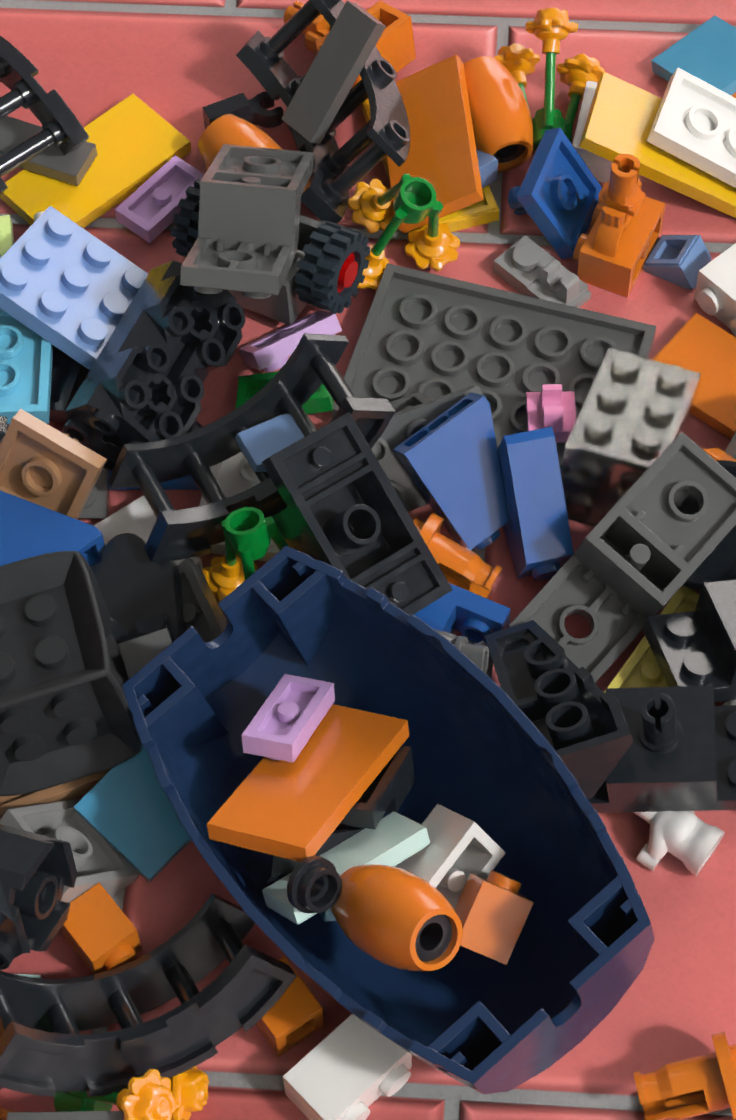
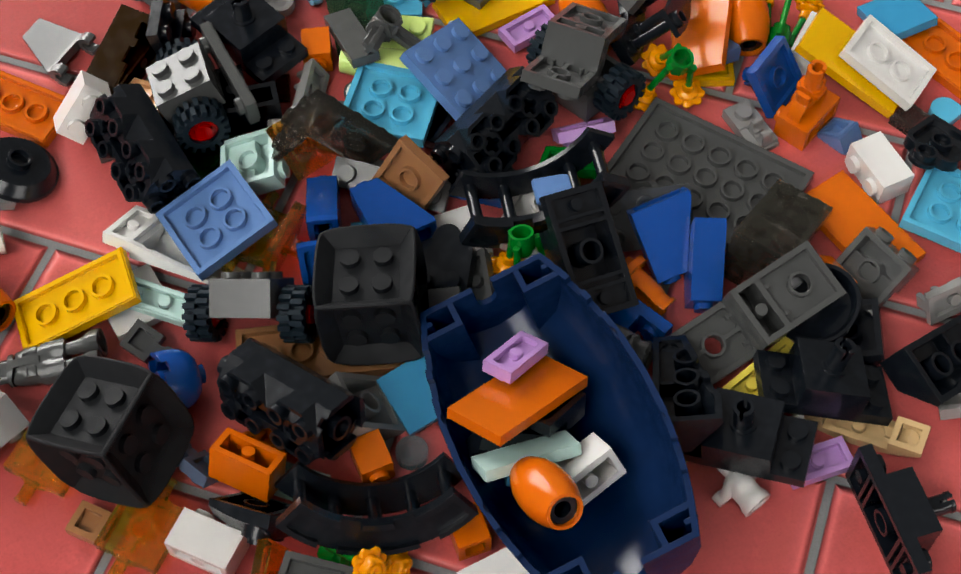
camera: 15 degrees right, 0 degrees up
(159, 907) = (412, 452): none -> clear light blue tile
(314, 885) = (501, 460): black plate -> none
(492, 915) = (606, 507): orange brick -> none
(551, 409) = (733, 209): bright pink tile -> none

